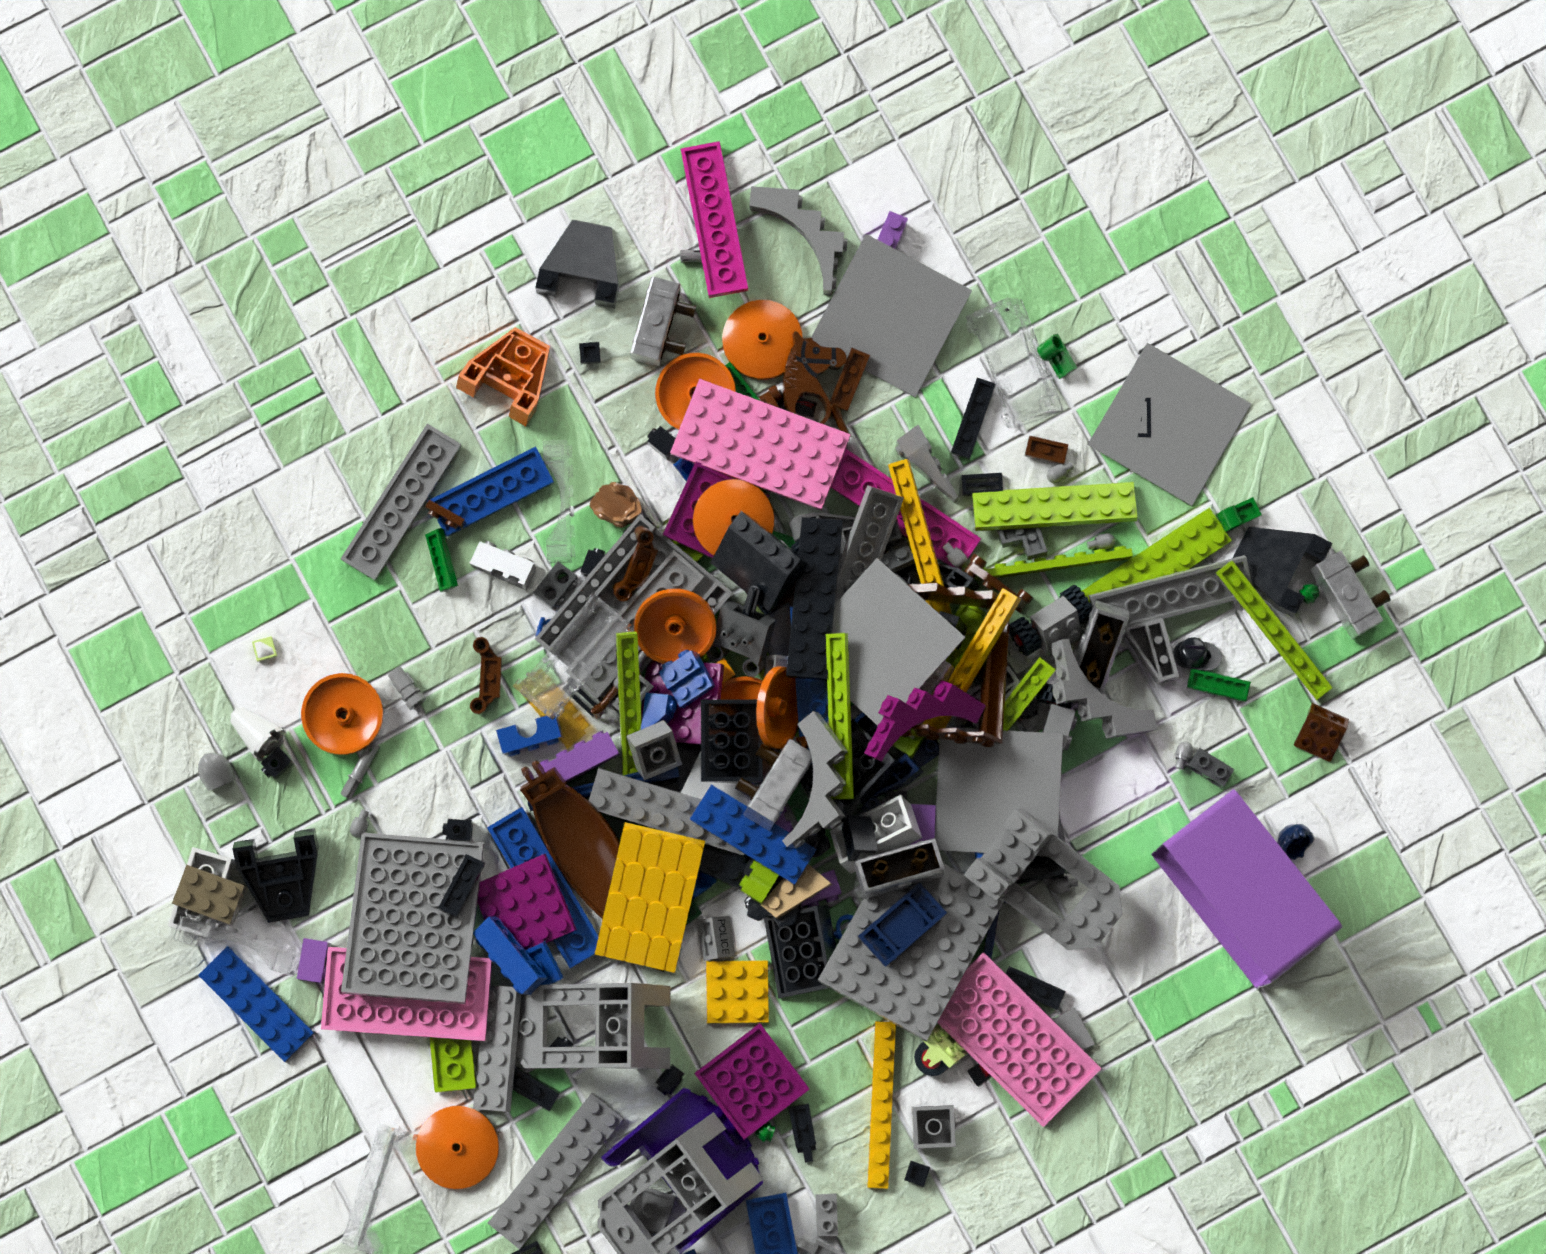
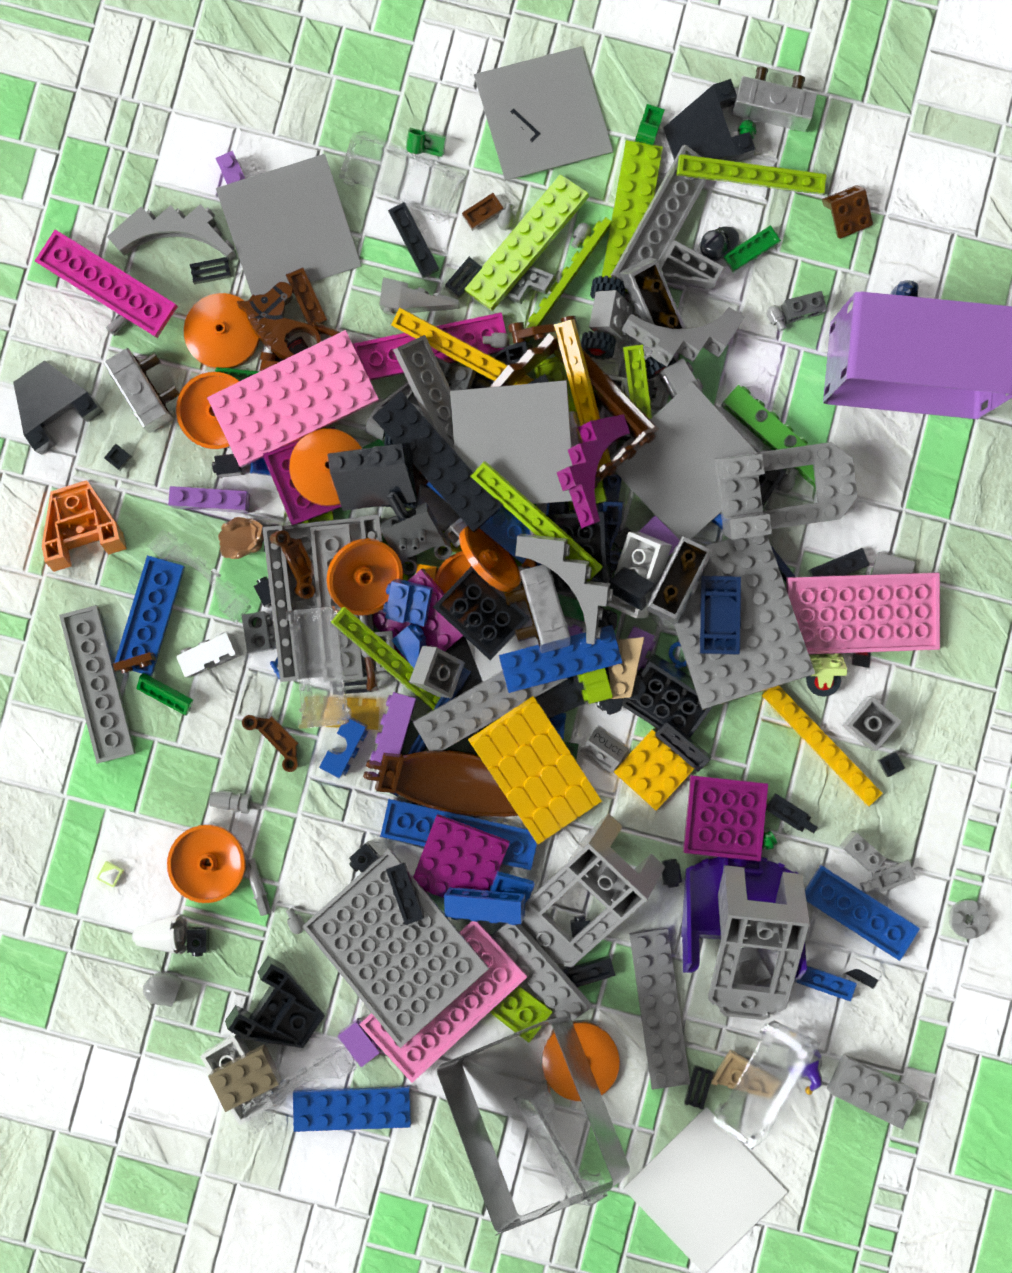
camera: 50 degrees left, 5 degrees up
(327, 1112) = (480, 1149): none -> dark grey piece
(623, 453) = (209, 499): none -> medium lavender brick
(777, 995) = (683, 745): none -> black plate
(787, 277) = (194, 273): none -> black tile
(1089, 822) = (765, 425): none -> bright green piece

